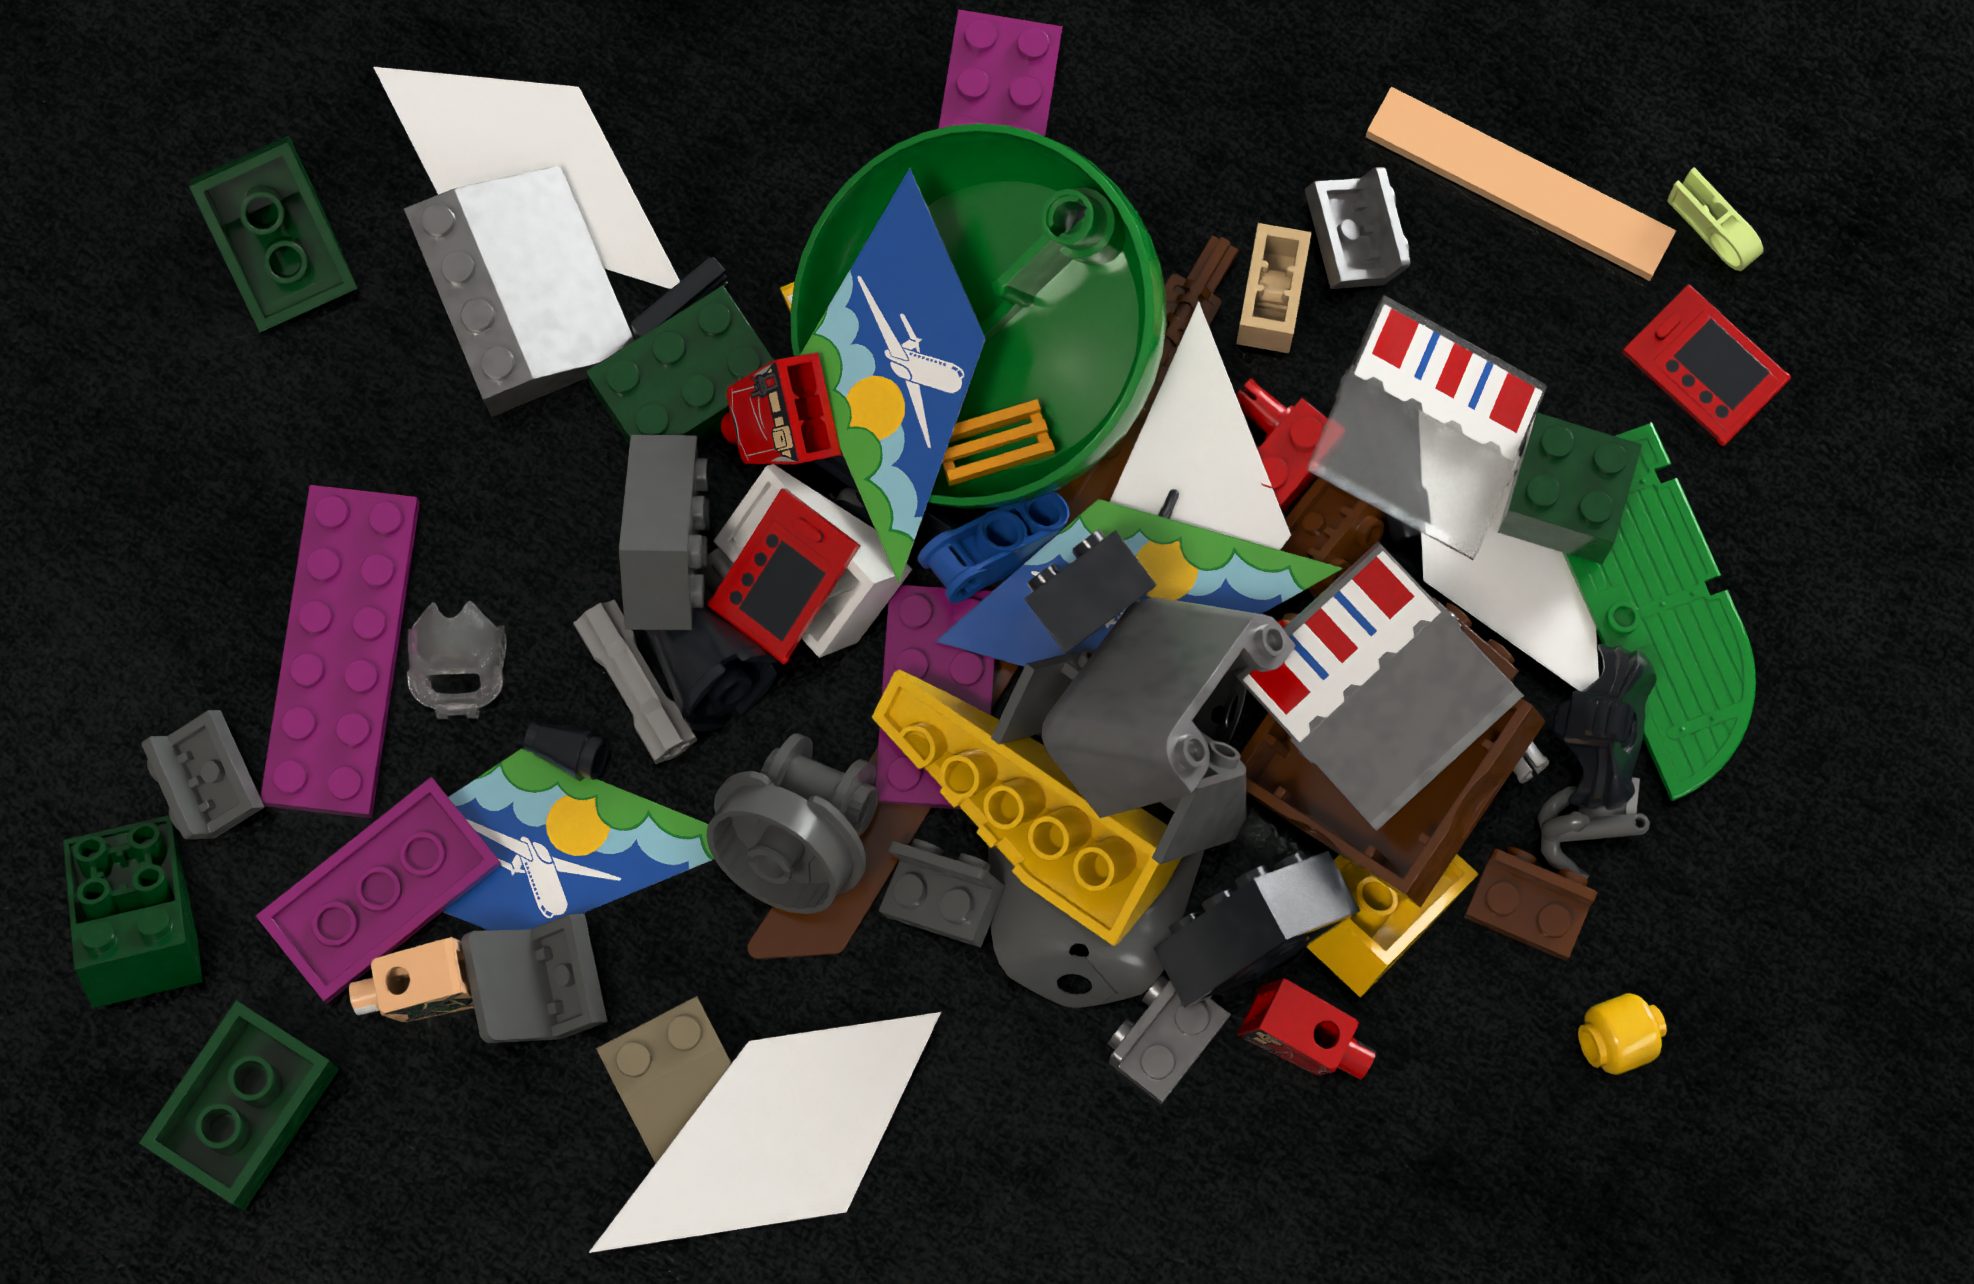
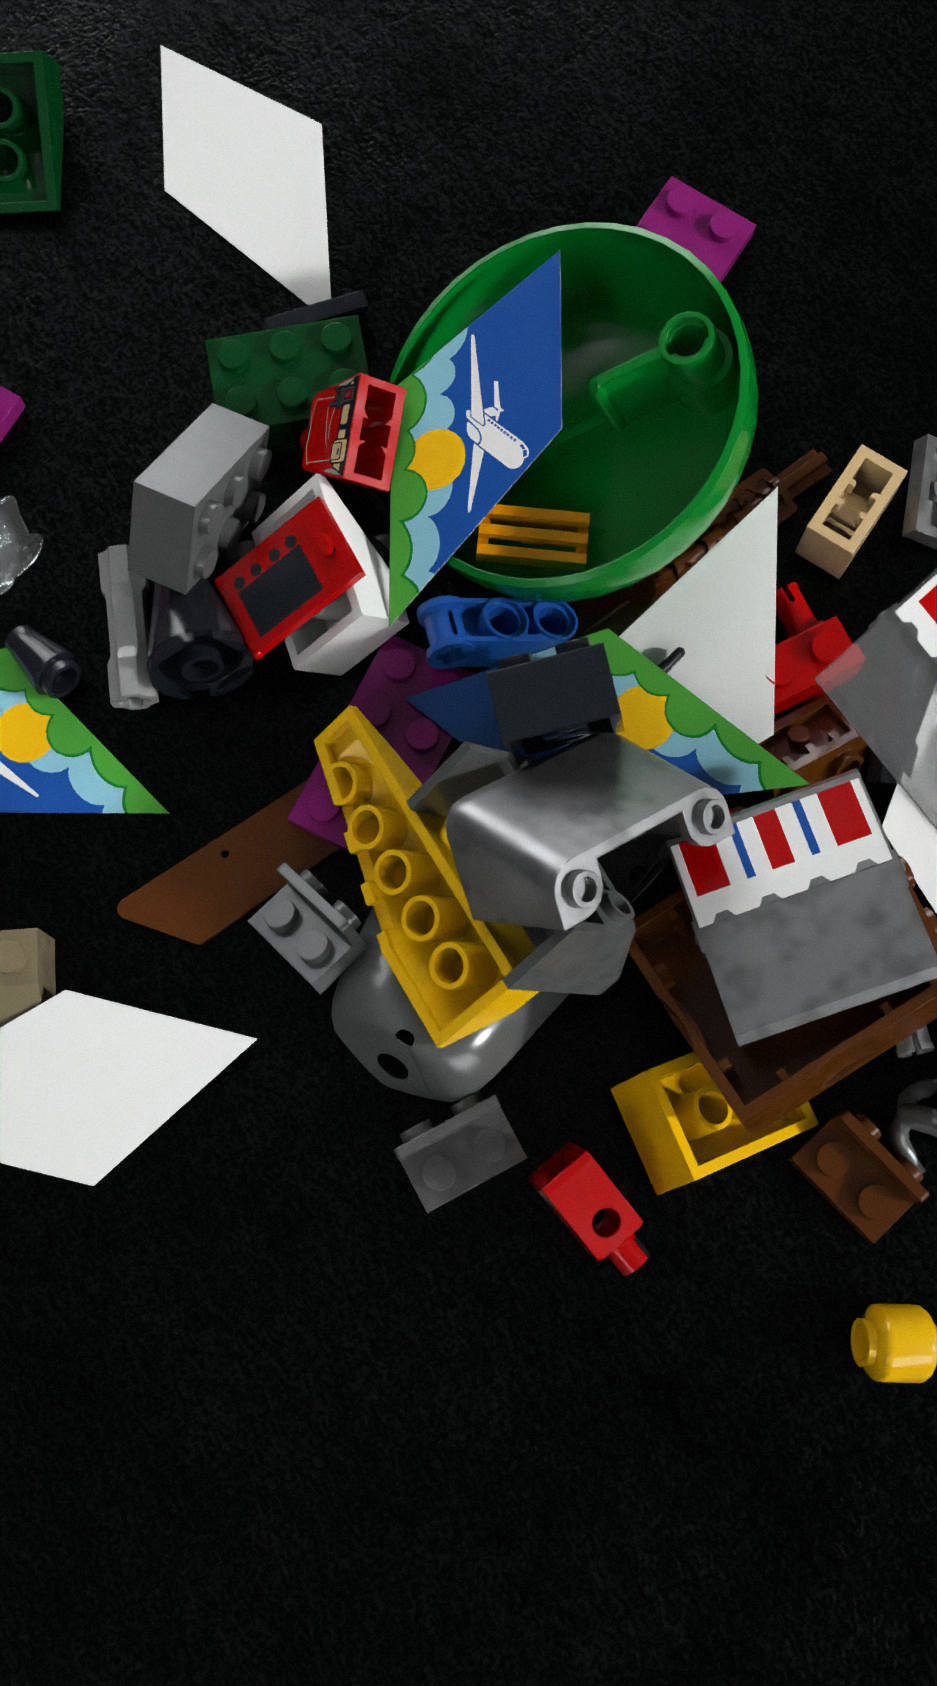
camera: 25 degrees right, 0 degrees up
(520, 284) = (186, 253): slope -> none
(794, 828) = (200, 810): dark grey piece -> none
(1255, 926) = (583, 1086): black brick -> none

